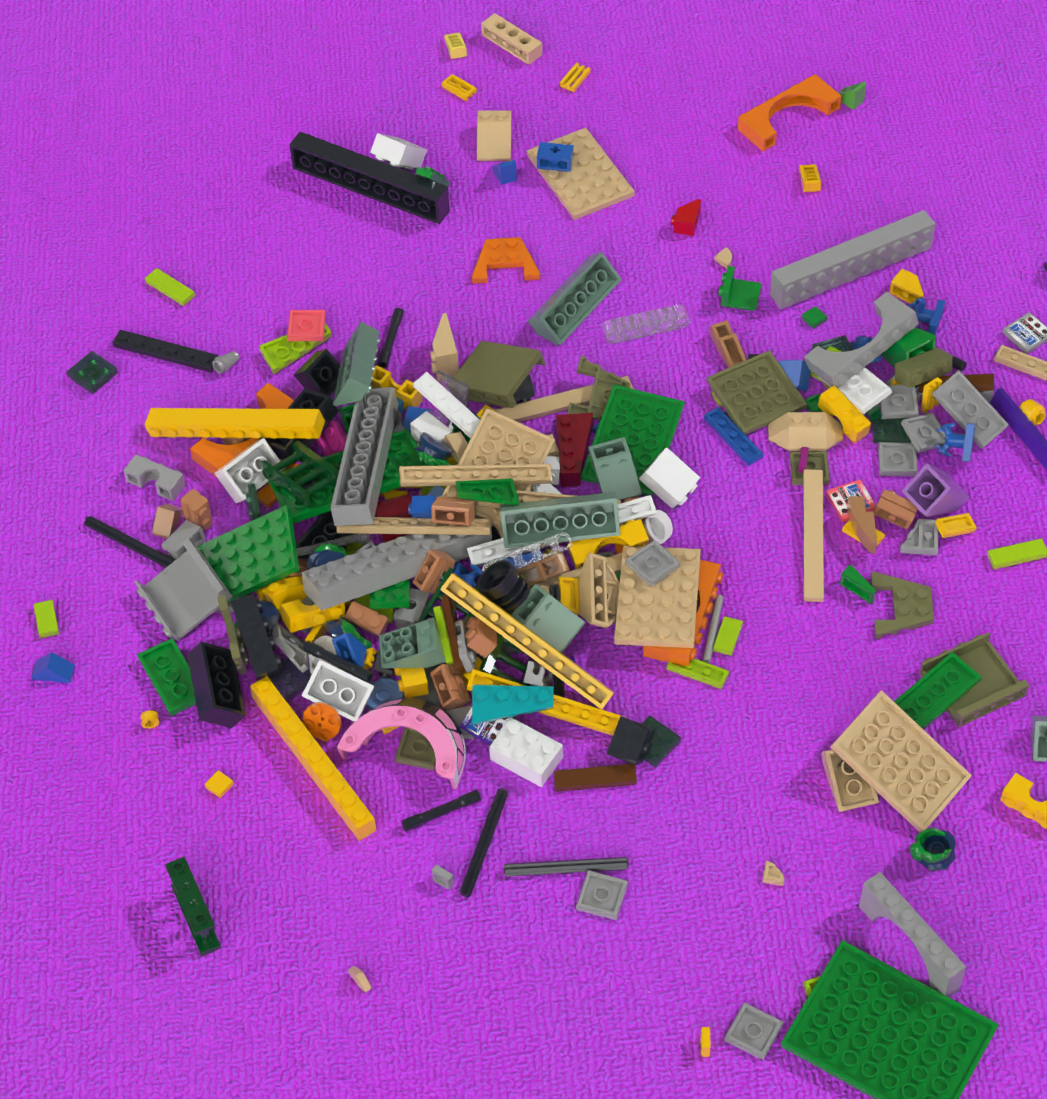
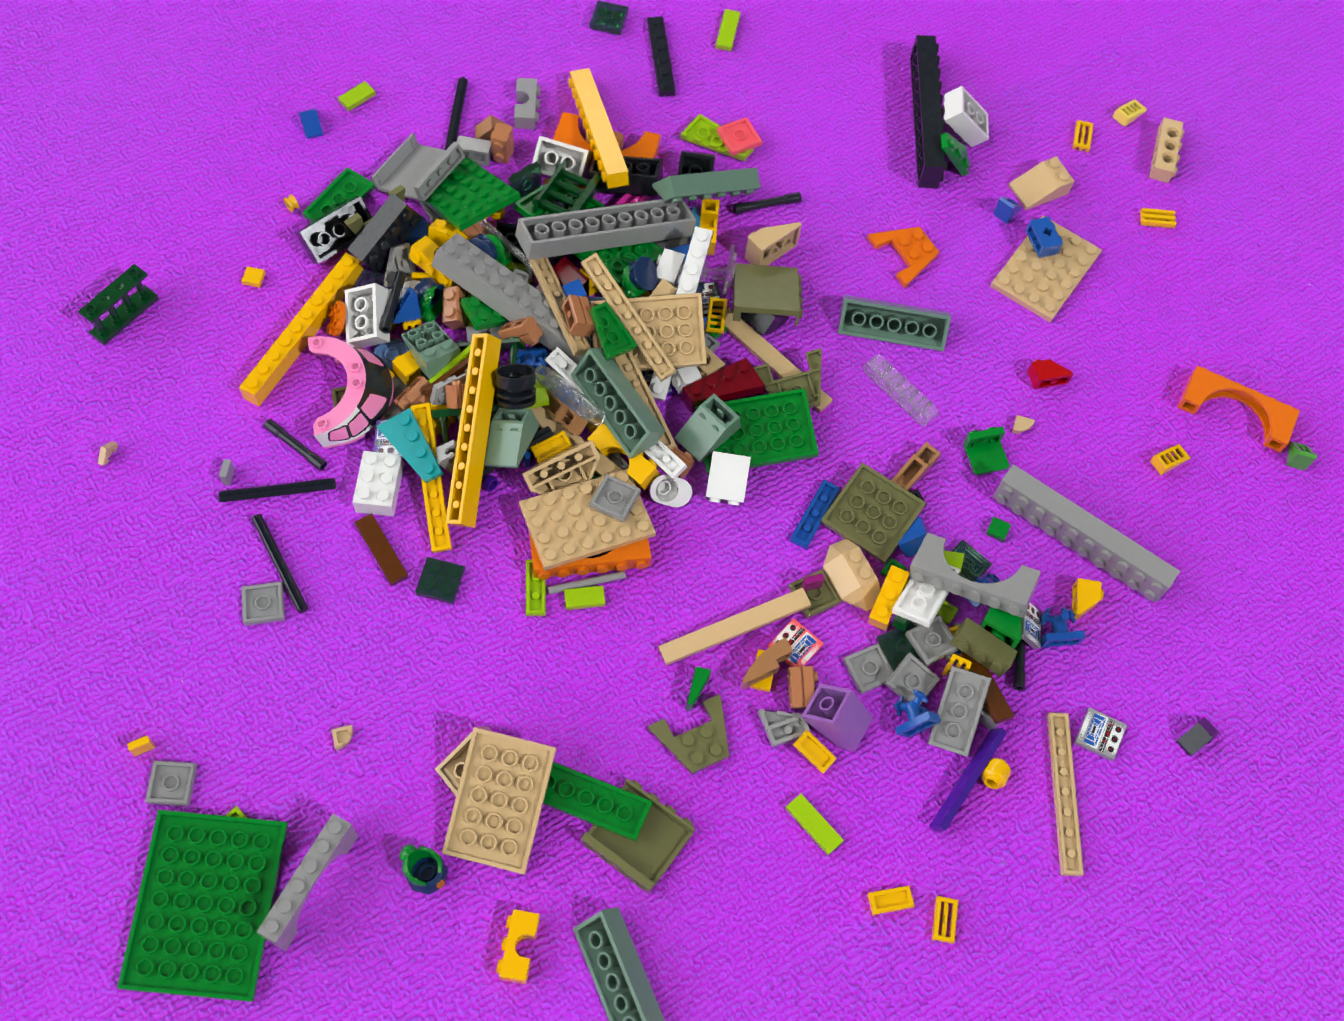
camera: 55 degrees right, 10 degrees up
(225, 362) = (671, 99): light grey cone -> none
(630, 741) = (421, 559): black torso -> none

